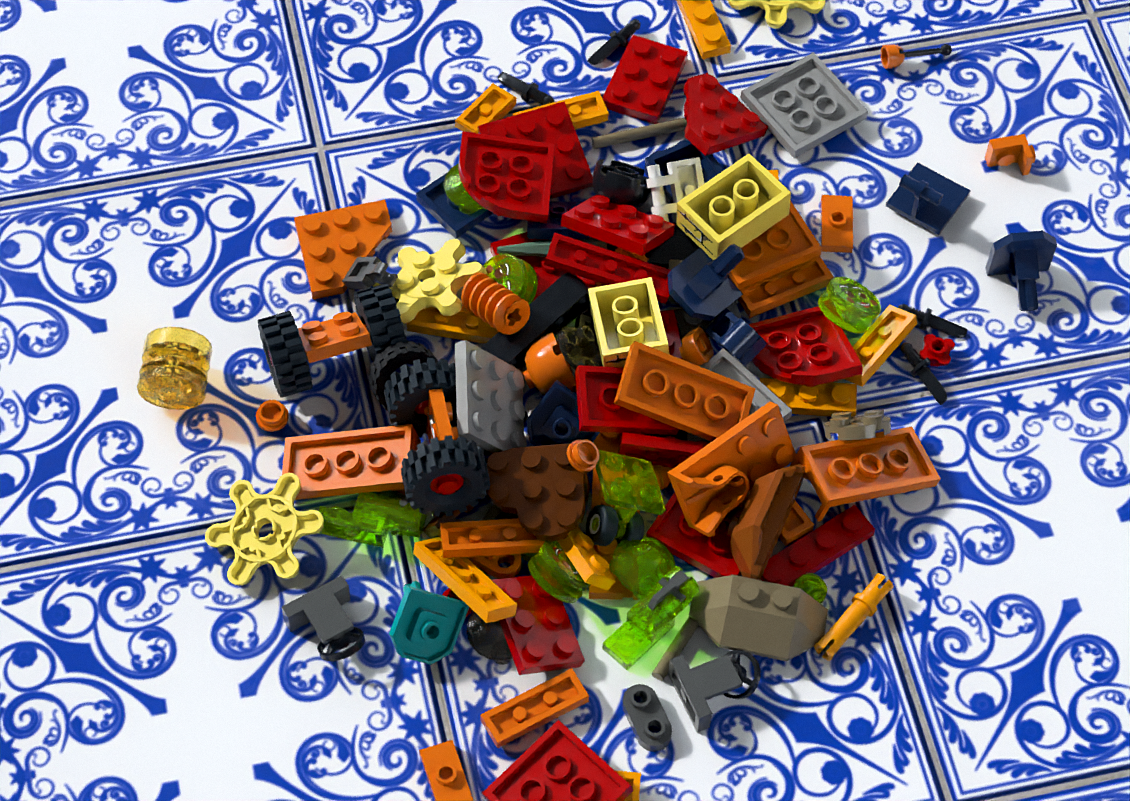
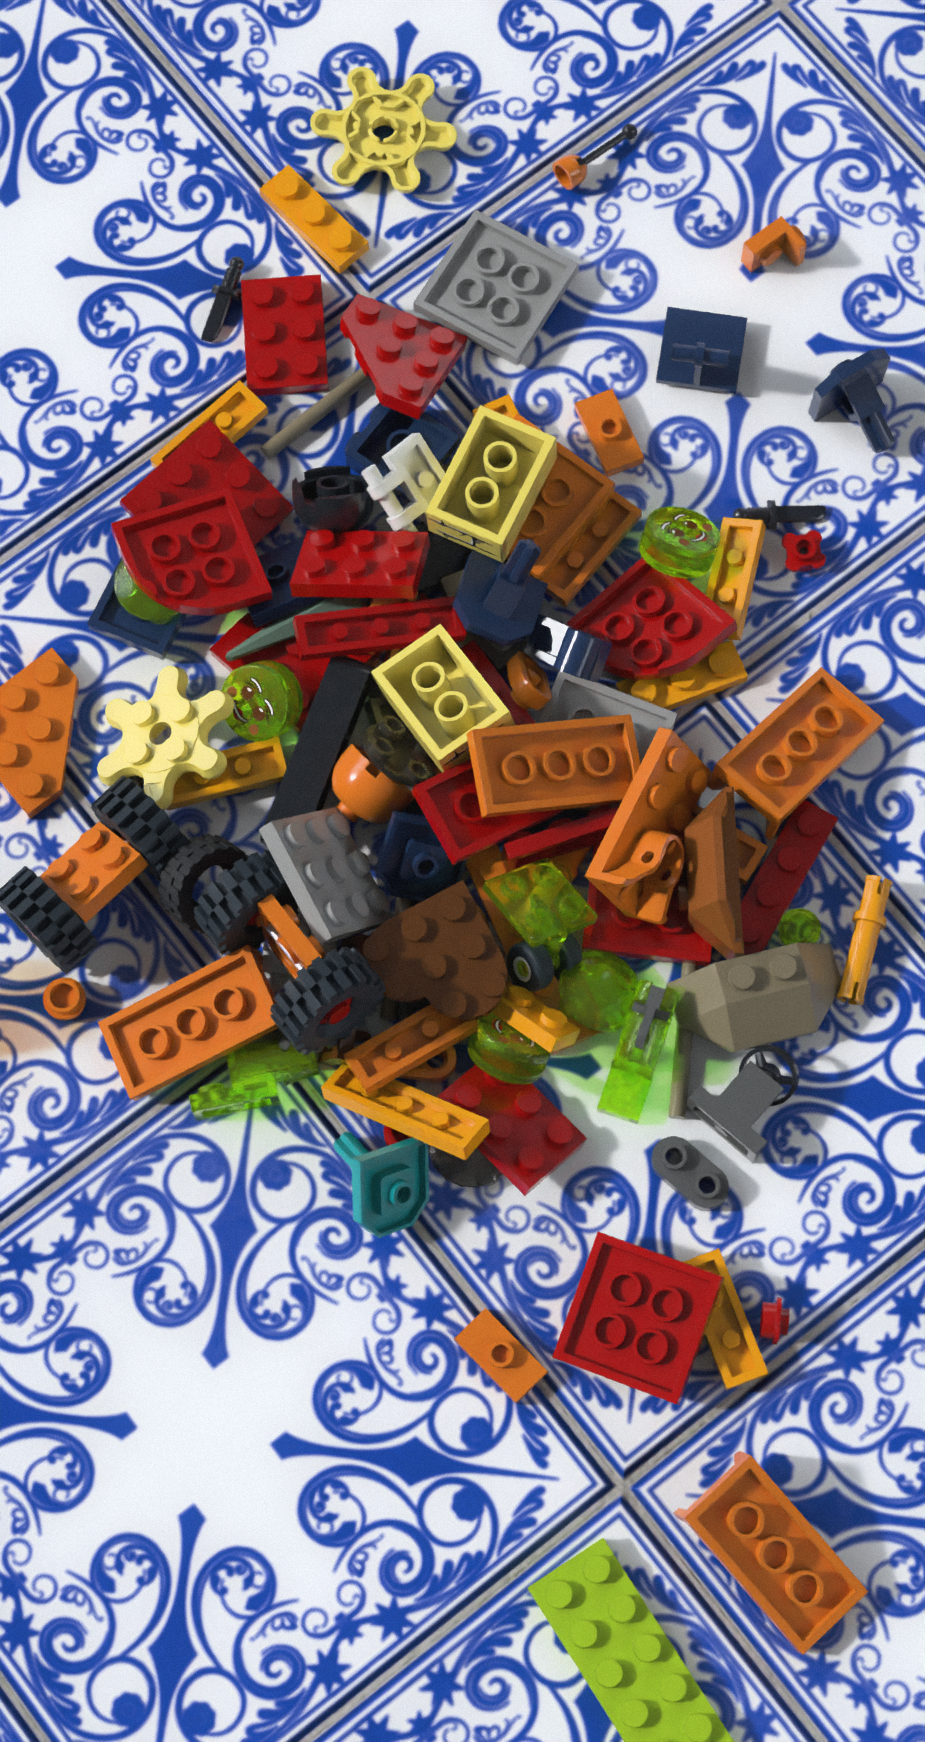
camera: 20 degrees left, 15 degrees up
(251, 514) = (109, 1160): light yellow plate -> none
(325, 613) = (270, 1232): dark grey piece -> none
(367, 272) = (83, 760): dark grey plate -> none
(488, 107) = (113, 469): light orange plate -> none
(495, 304) = (267, 741): orange piece -> none
(528, 91) = (150, 415): black piece -> none
(534, 708) = (559, 1224): orange plate -> none
(583, 455) = (476, 899): orange plate -> none
(857, 427) = (763, 699): dark tan plate -> none
(925, 374) = (801, 587): black piece -> none

